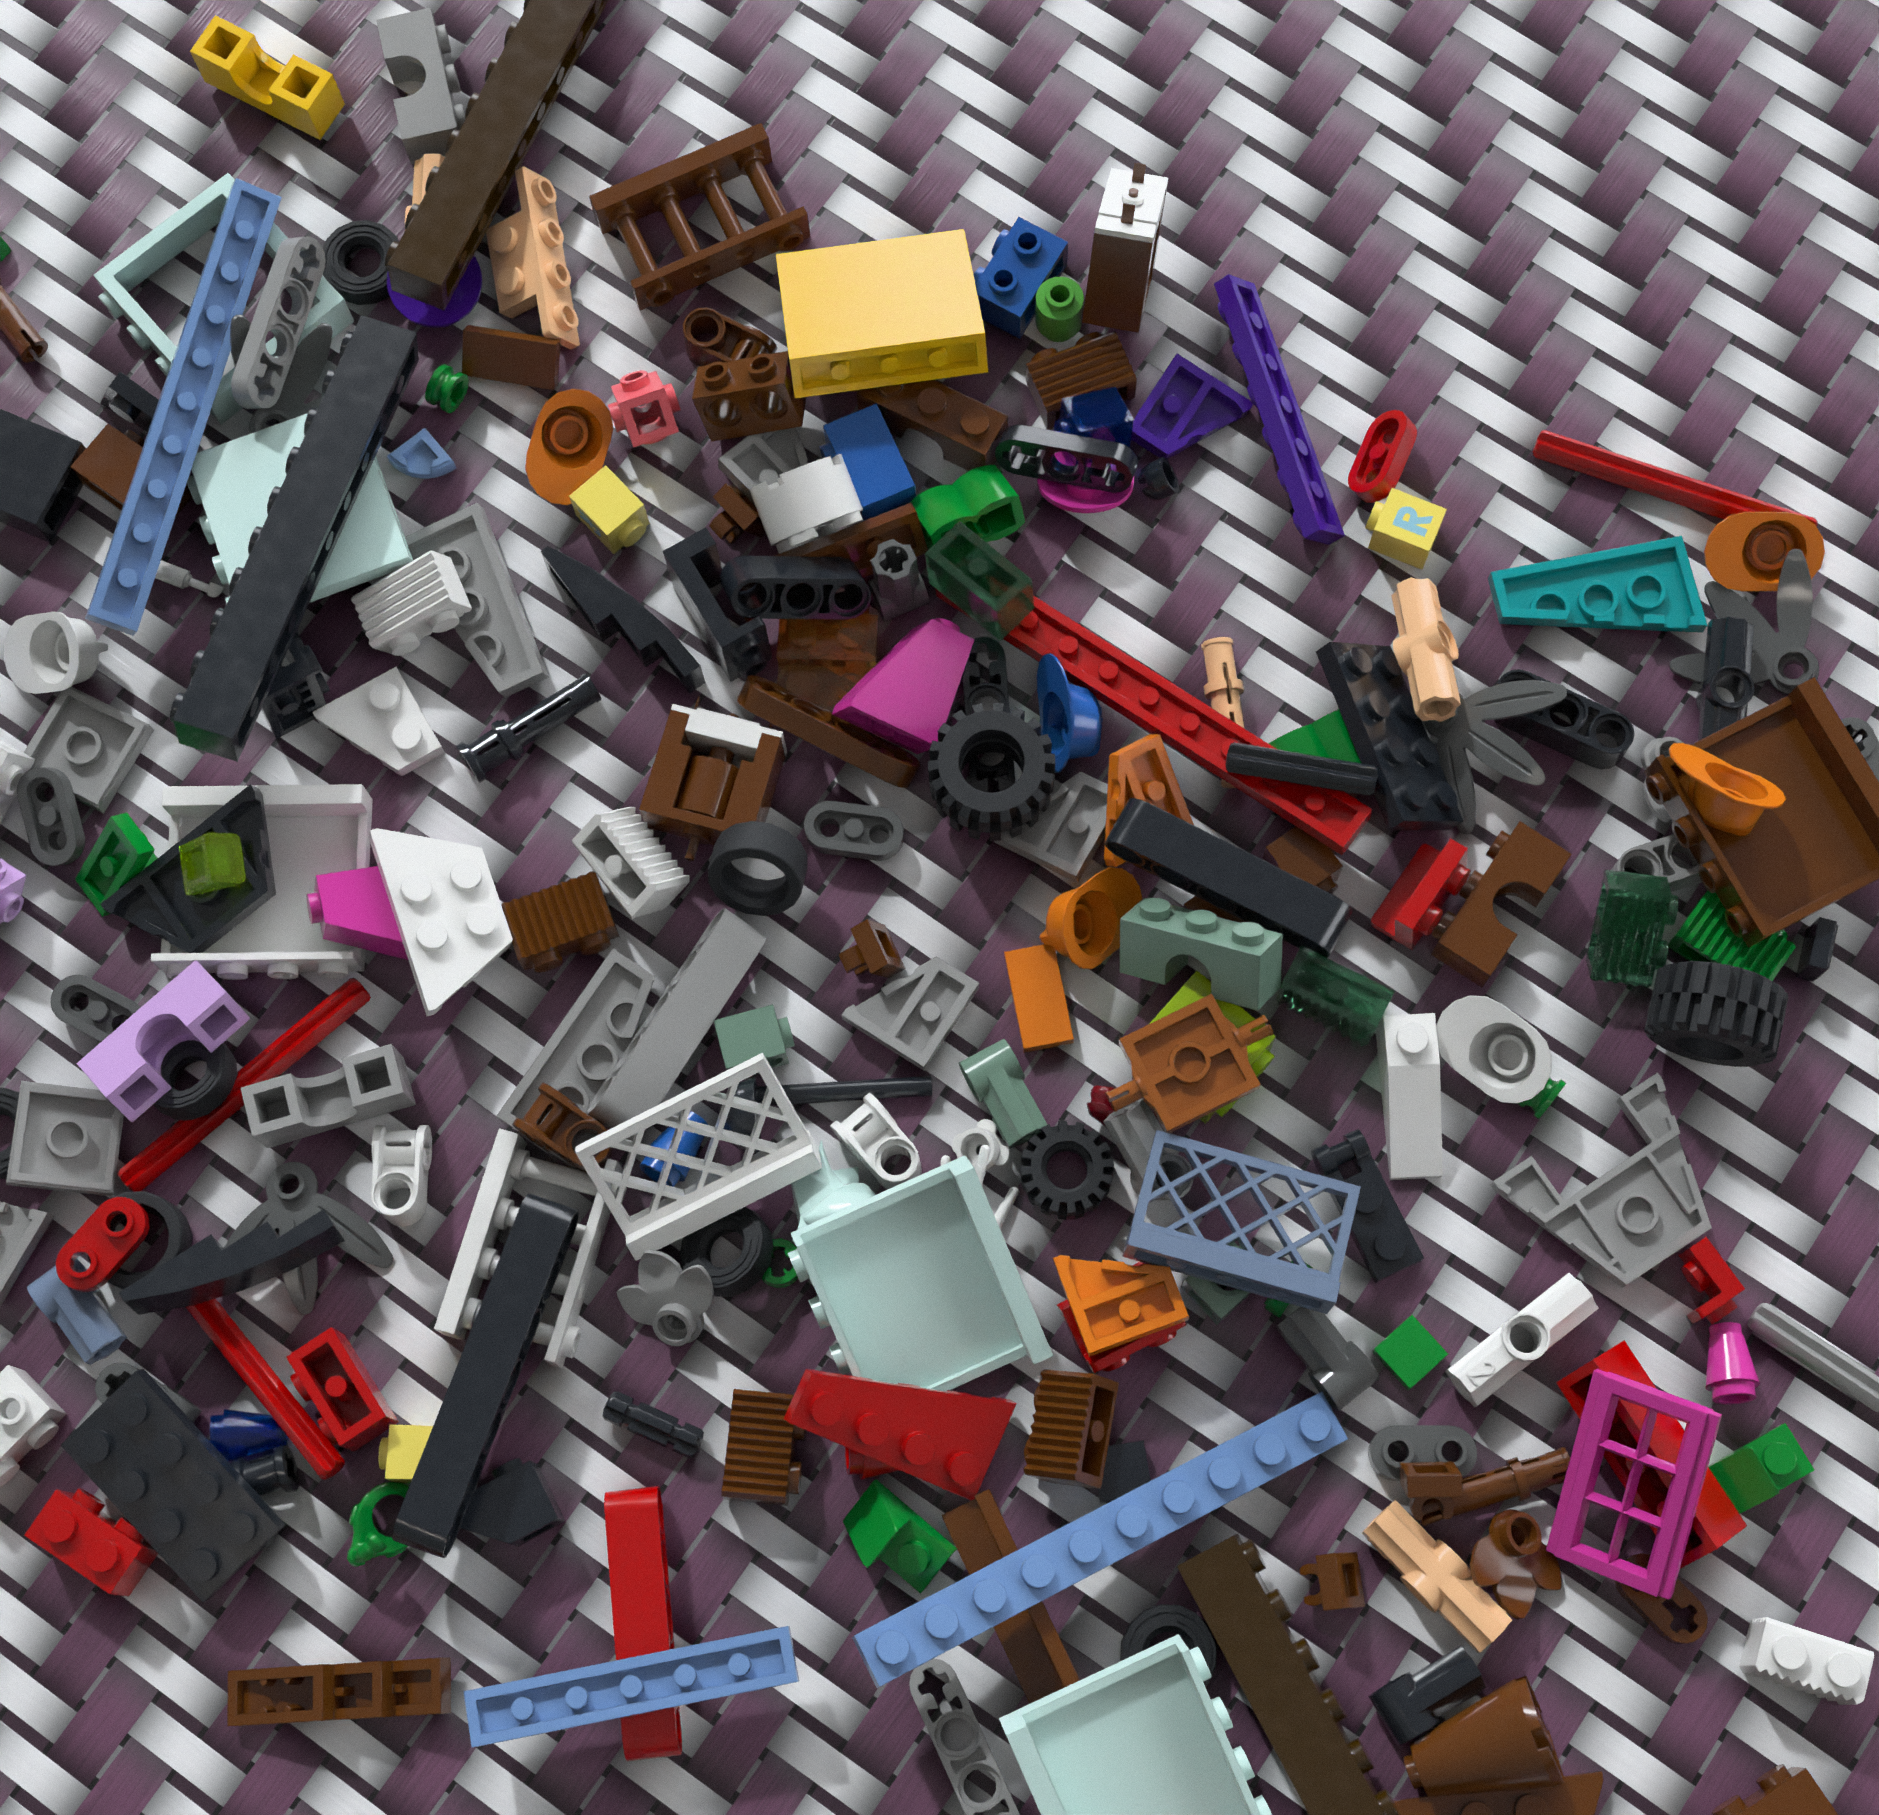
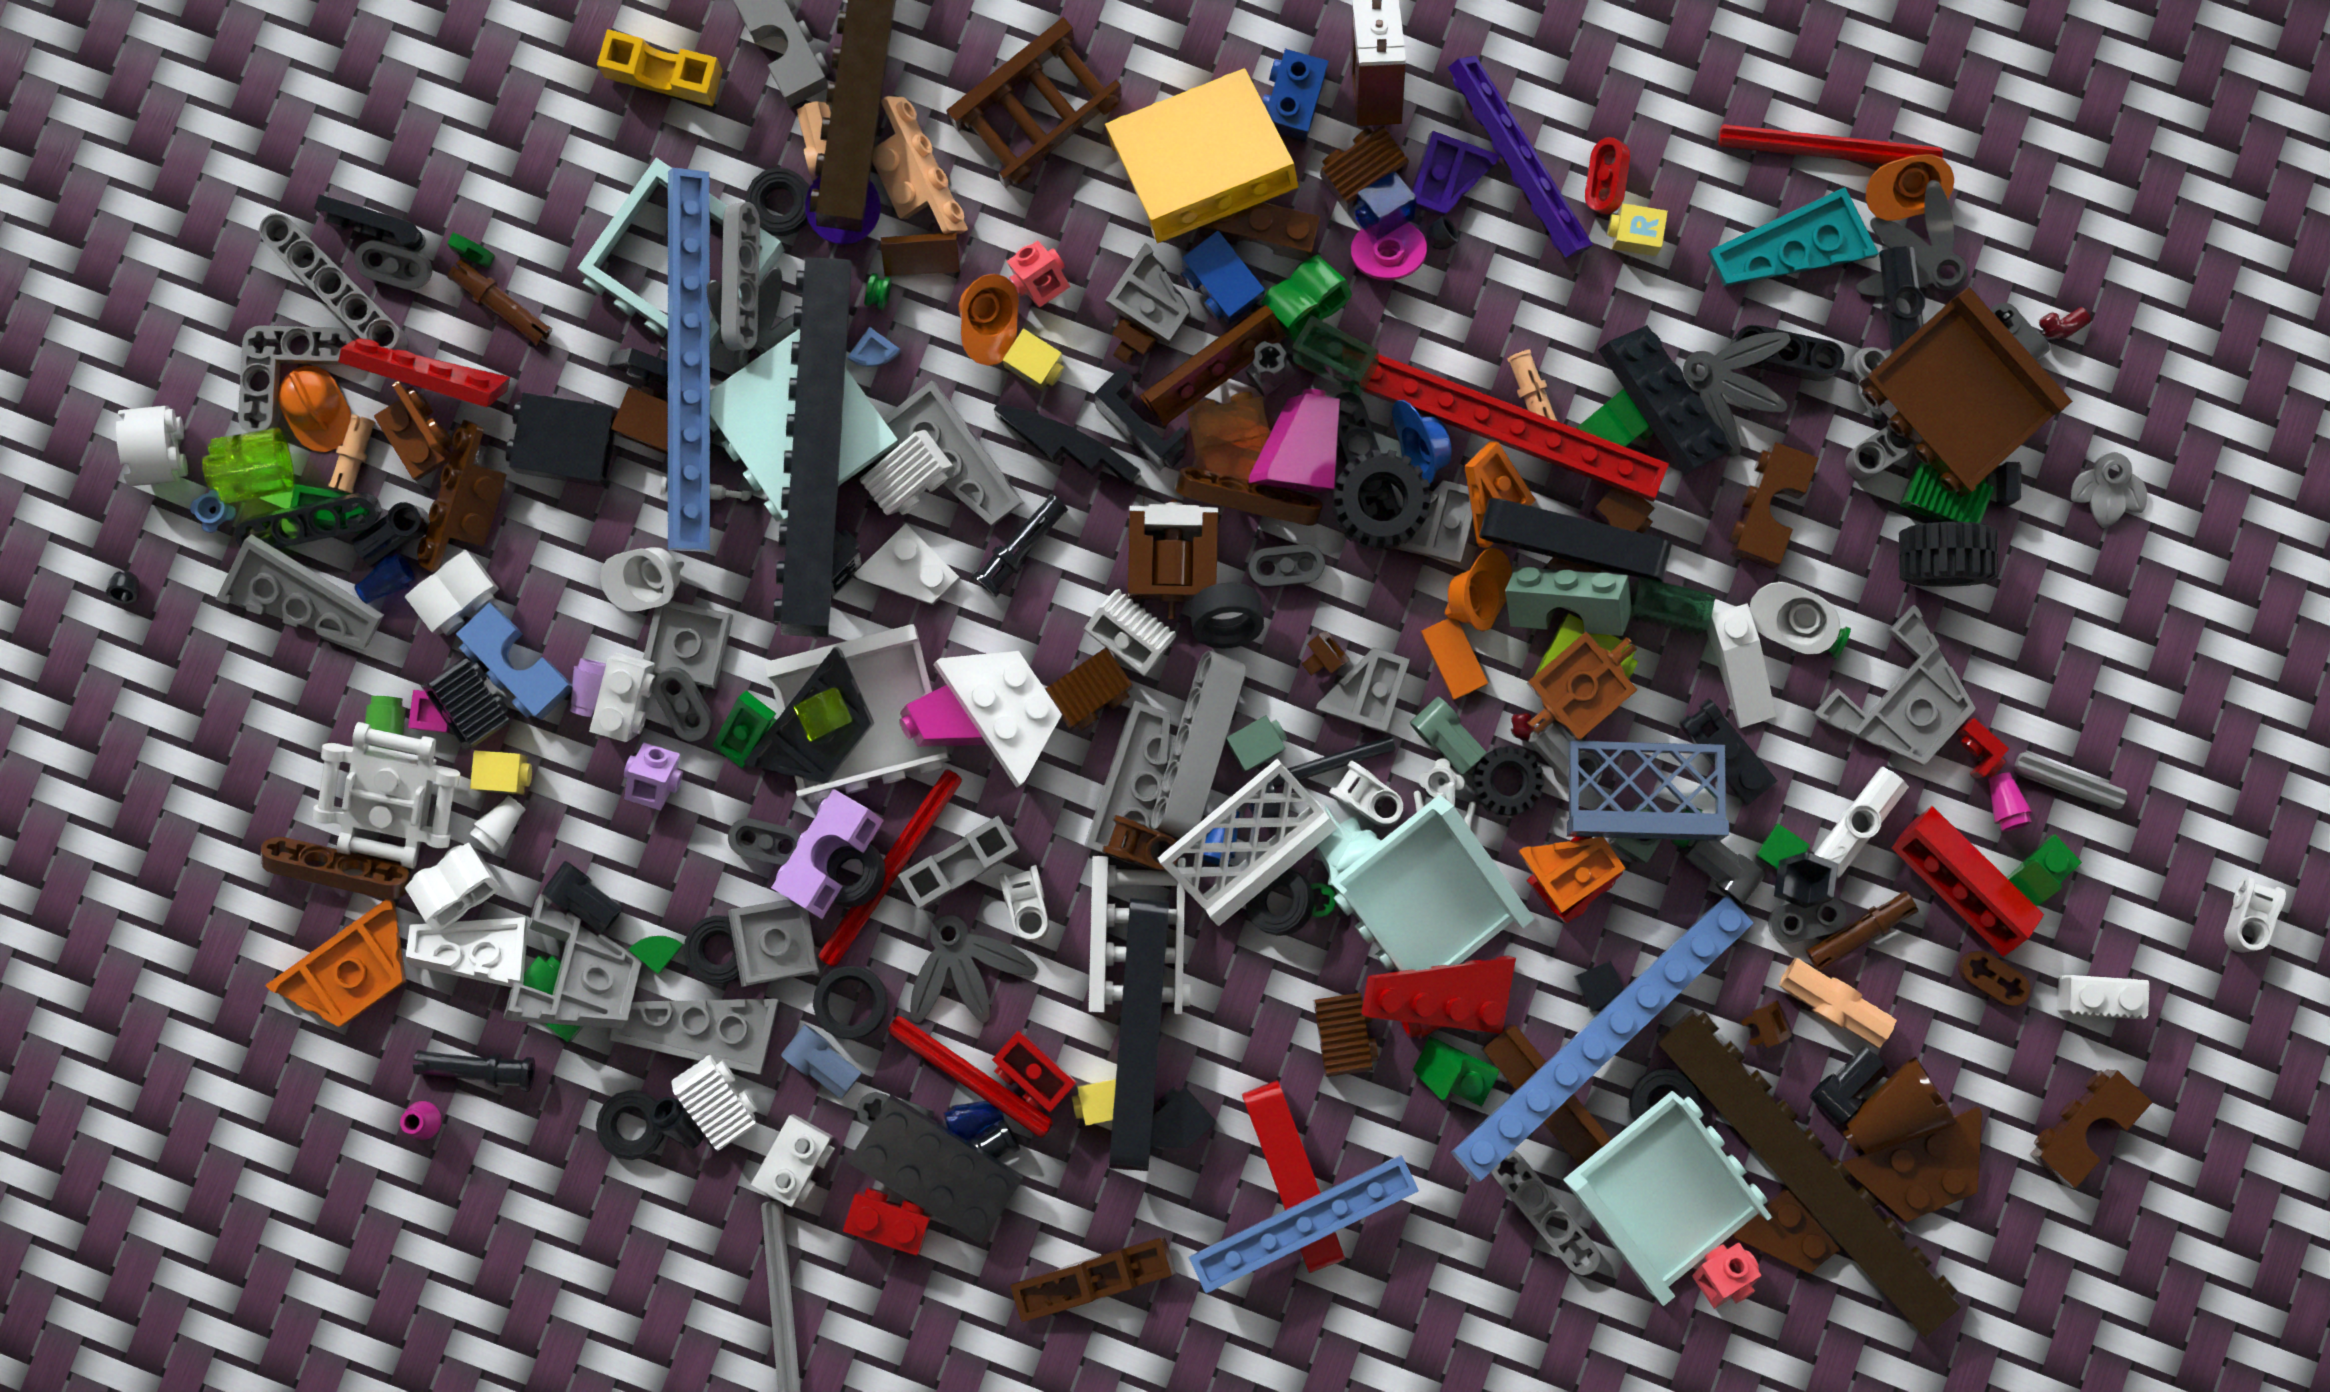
camera: 20 degrees left, 10 degrees up
(106, 1248) = (829, 1012): red plate -> none
(213, 1272) = (916, 1012): black slope -> none
(366, 1540) = (1081, 1171): green piece -> none
(653, 1424) = (1260, 1037): black axle -> none
(667, 1294) = (1248, 946): light grey plate -> none
(731, 342) = (1088, 208): reddish brown piece -> none
(747, 396) = (1116, 246): reddish brown brick -> none
(807, 501) = (1189, 326): white brick -> none
(813, 600) = (1199, 394): black beam -> none
(1059, 309) = (1334, 126): bright green brick -> none
(1071, 1428) = (1558, 966): reddish brown brick -> none
(1097, 477) = (1398, 238): black beam -> none
(1301, 768) = (1610, 445): black axle -> none
(1421, 891) = (1711, 515): red bracket -> none
(1425, 649) = (1676, 324): light nougat piece -> none
(1428, 1481) = (1821, 939): reddish brown tile -> none
(1429, 1394) = (1806, 879): none -> black panel
(1514, 1562) = (1889, 979): reddish brown plate -> none
(1630, 928) = (1873, 503): clear green brick -> none
(1682, 1495) = (1997, 907): dark pink piece -> none
(1725, 794) = (1921, 389): orange piece -> none

